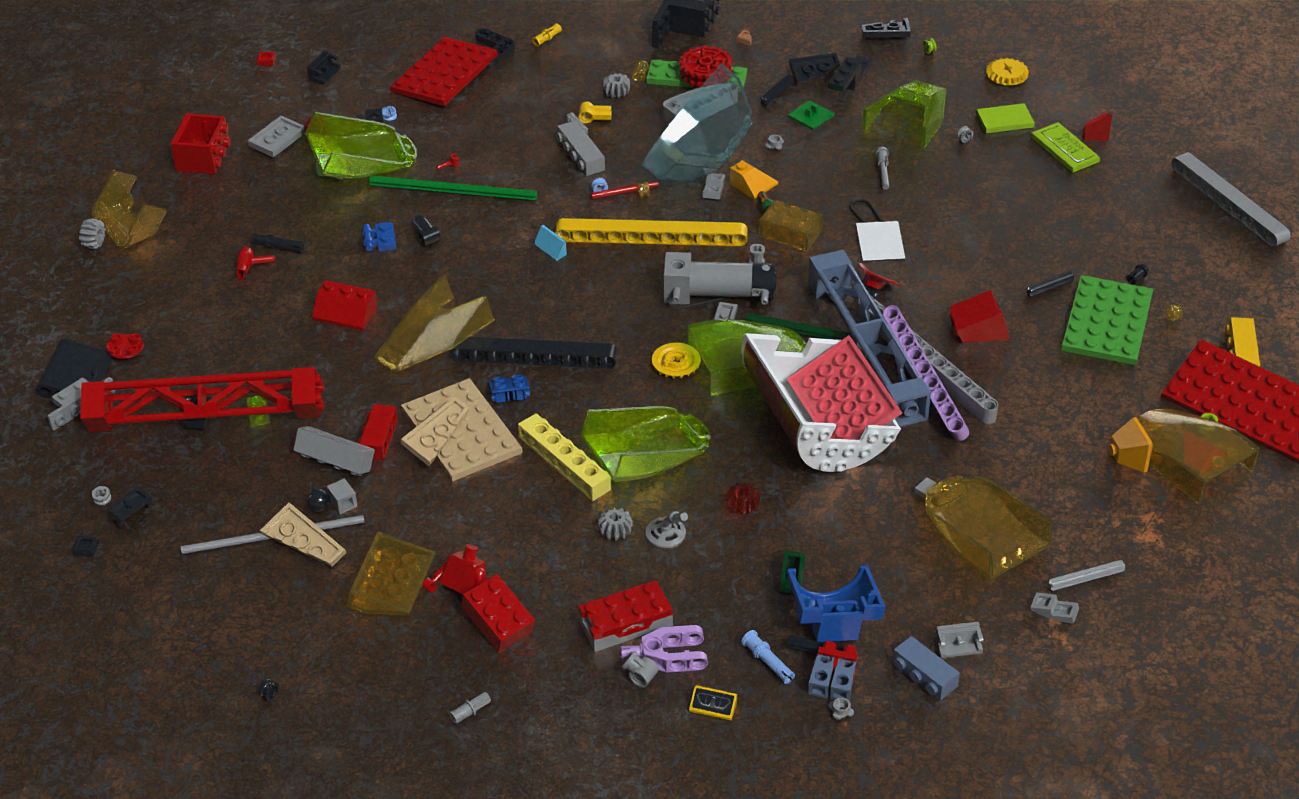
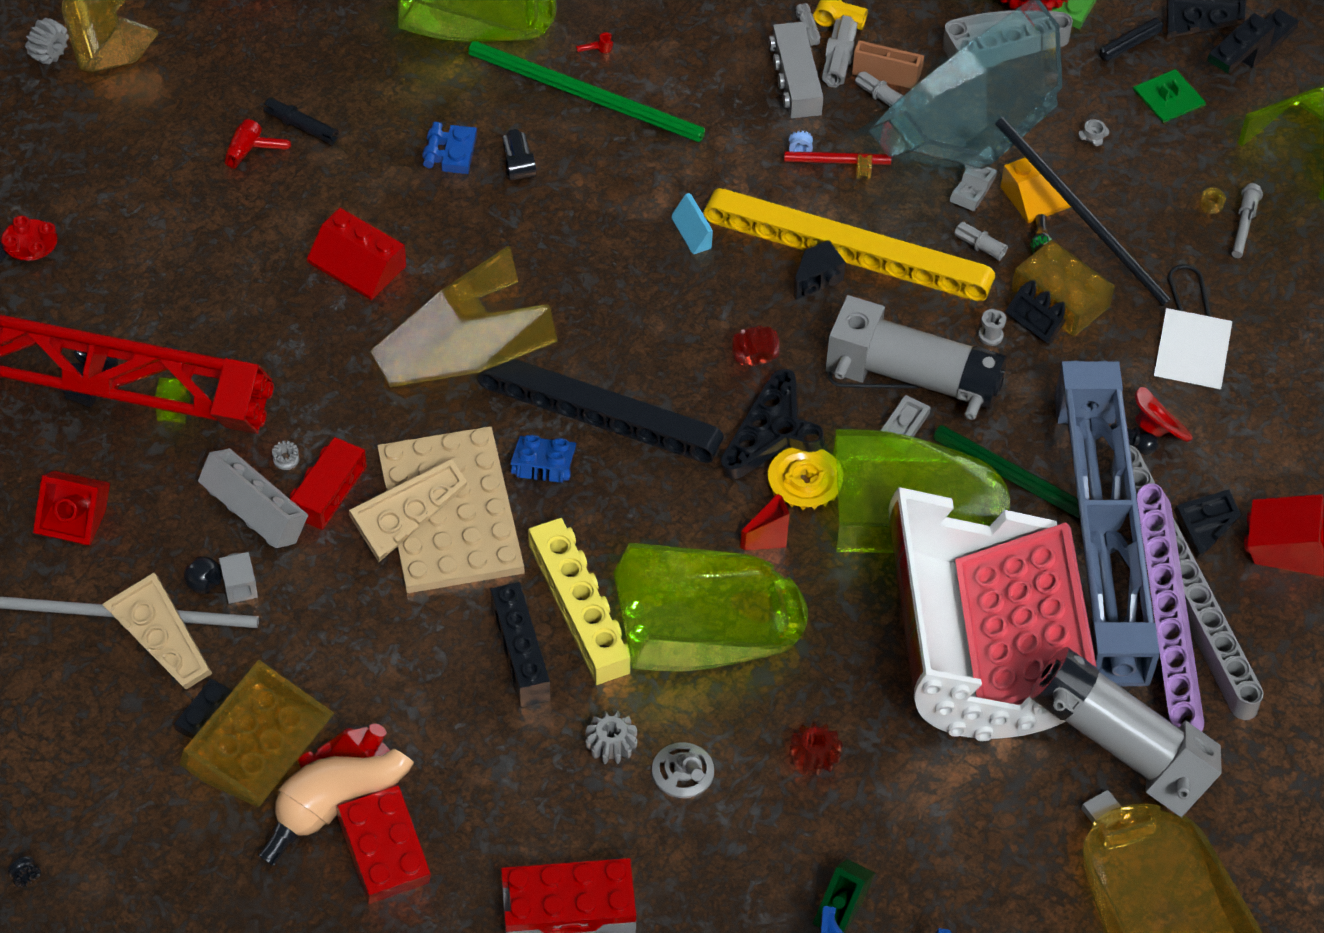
camera: 15 degrees right, 10 degrees up
(215, 484) = (70, 507): none -> red slope
(341, 422) = (285, 447): none -> light grey bush
(348, 574) = (202, 708): none -> black plate
(445, 592) = (315, 791): none -> light nougat animal
(537, 488) = (520, 644): none -> black brick
(603, 133) = (839, 51): none -> light grey piece
(618, 296) = (756, 345): none -> clear red gear
(635, 133) = (888, 64): none -> nougat piece
(635, 148) = (877, 88): none -> light grey axle
(639, 248) = (819, 269): none -> black slope
(645, 345) = (767, 438): none -> black beam
(666, 389) = (768, 527): none -> red slope
(731, 213) = (981, 240): none -> light grey axle
(780, 240) = (1035, 312): none -> black plate
(788, 178) = (1082, 211): none -> black piece
(860, 162) = (1214, 194): none -> clear yellow bush
(927, 323) = (1207, 519): none -> black wing
(958, 444) = (1173, 760): none -> light grey piece

